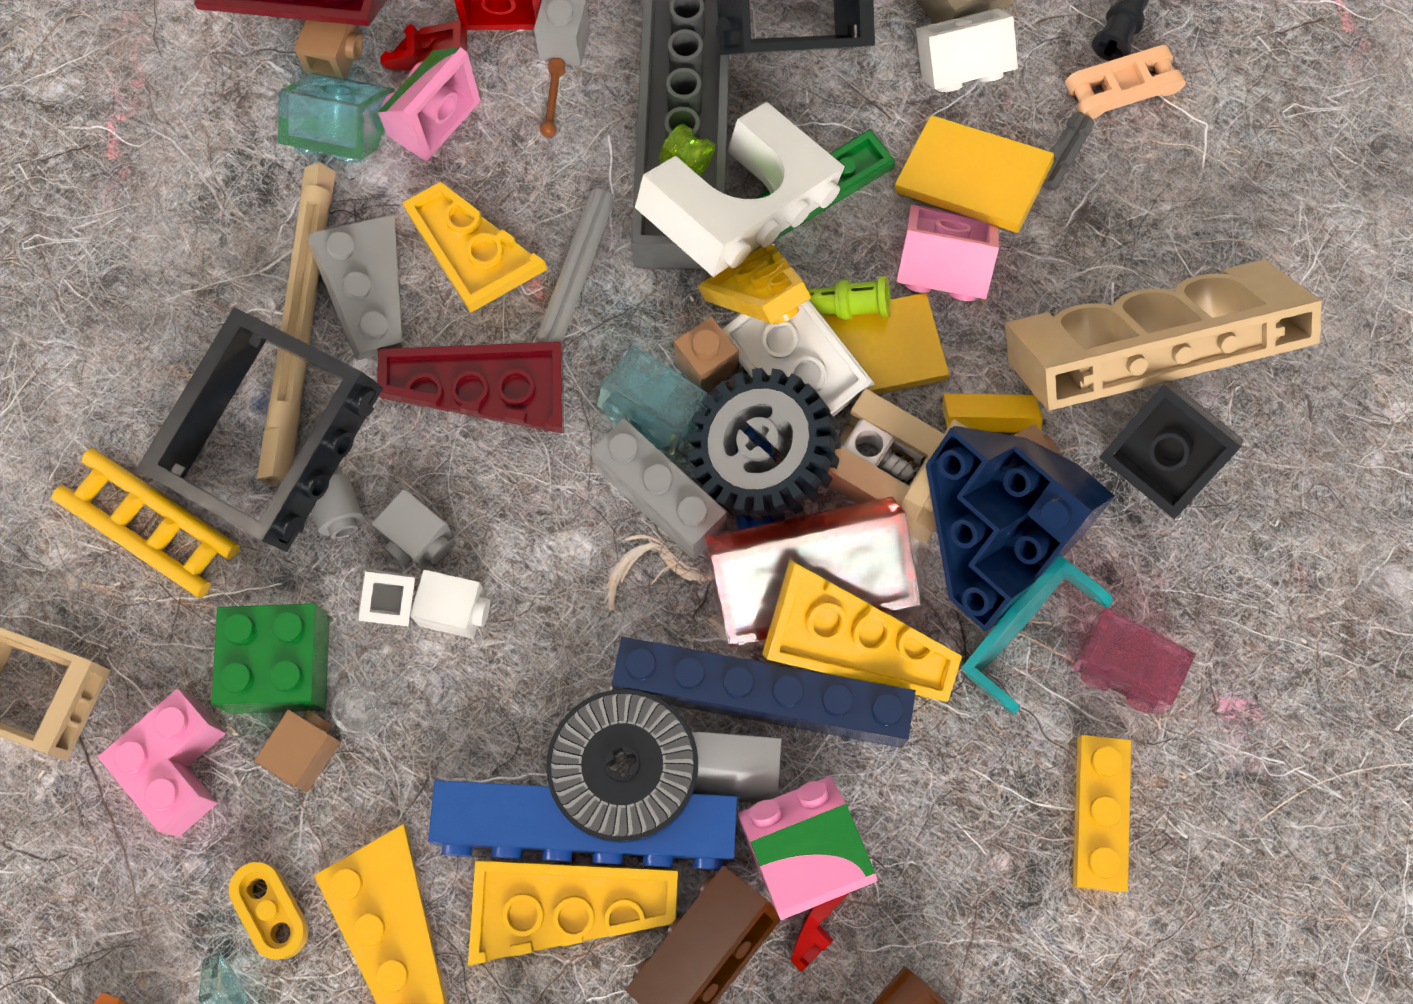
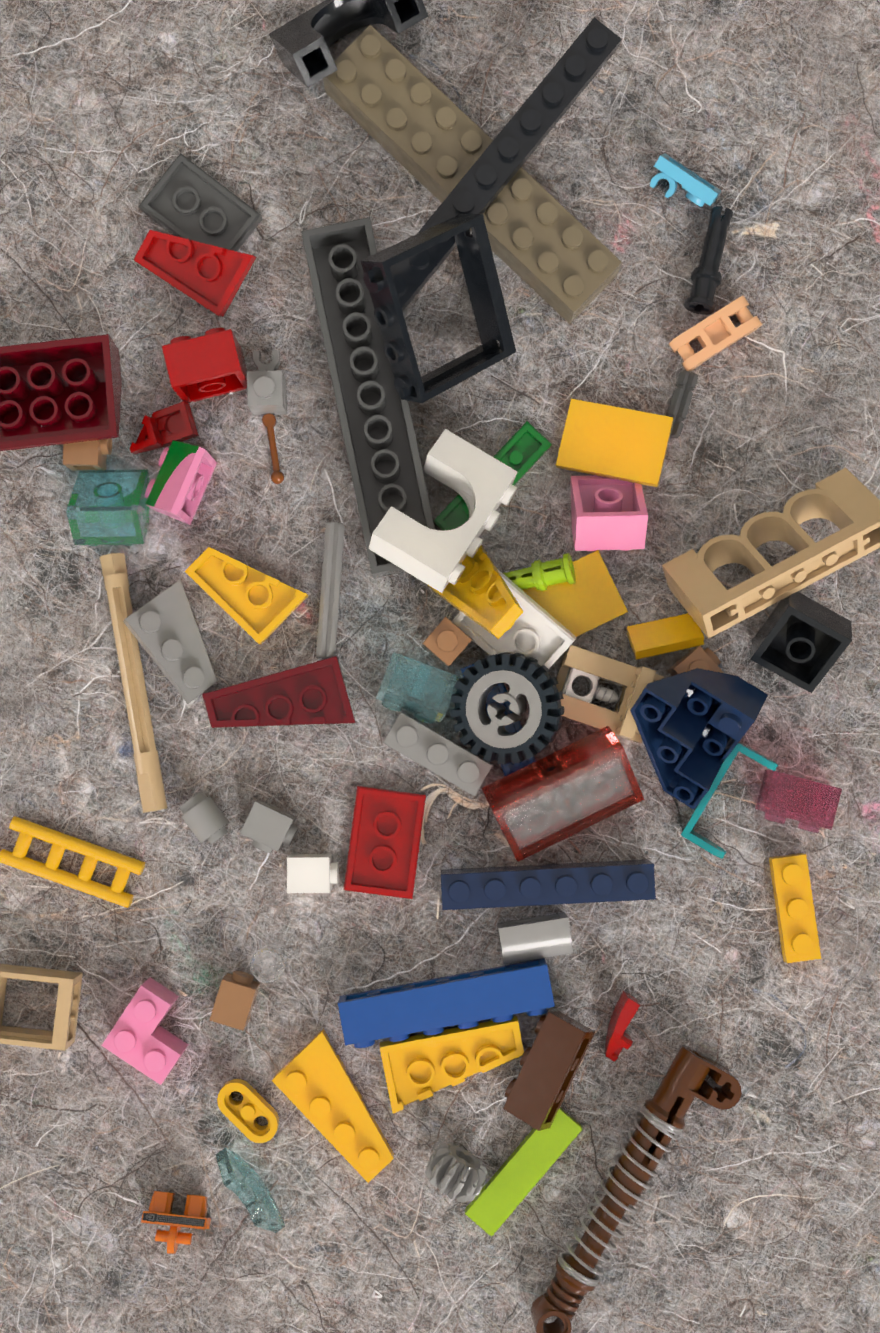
camera: 15 degrees left, 15 degrees up
(209, 395) = (87, 769): black window -> none
(270, 658) = (196, 943): green brick -> none
(386, 597) = (265, 882): white brick -> none
(559, 593) = (384, 842): none -> red tile
(602, 800) = (458, 991): piece -> none
(689, 149) = (397, 494): clear neon green wheel -> none
(806, 847) = (602, 988): bright pink slope -> none
(846, 637) = (597, 837): yellow wing -> none
(967, 49) = (588, 338): white brick -> none

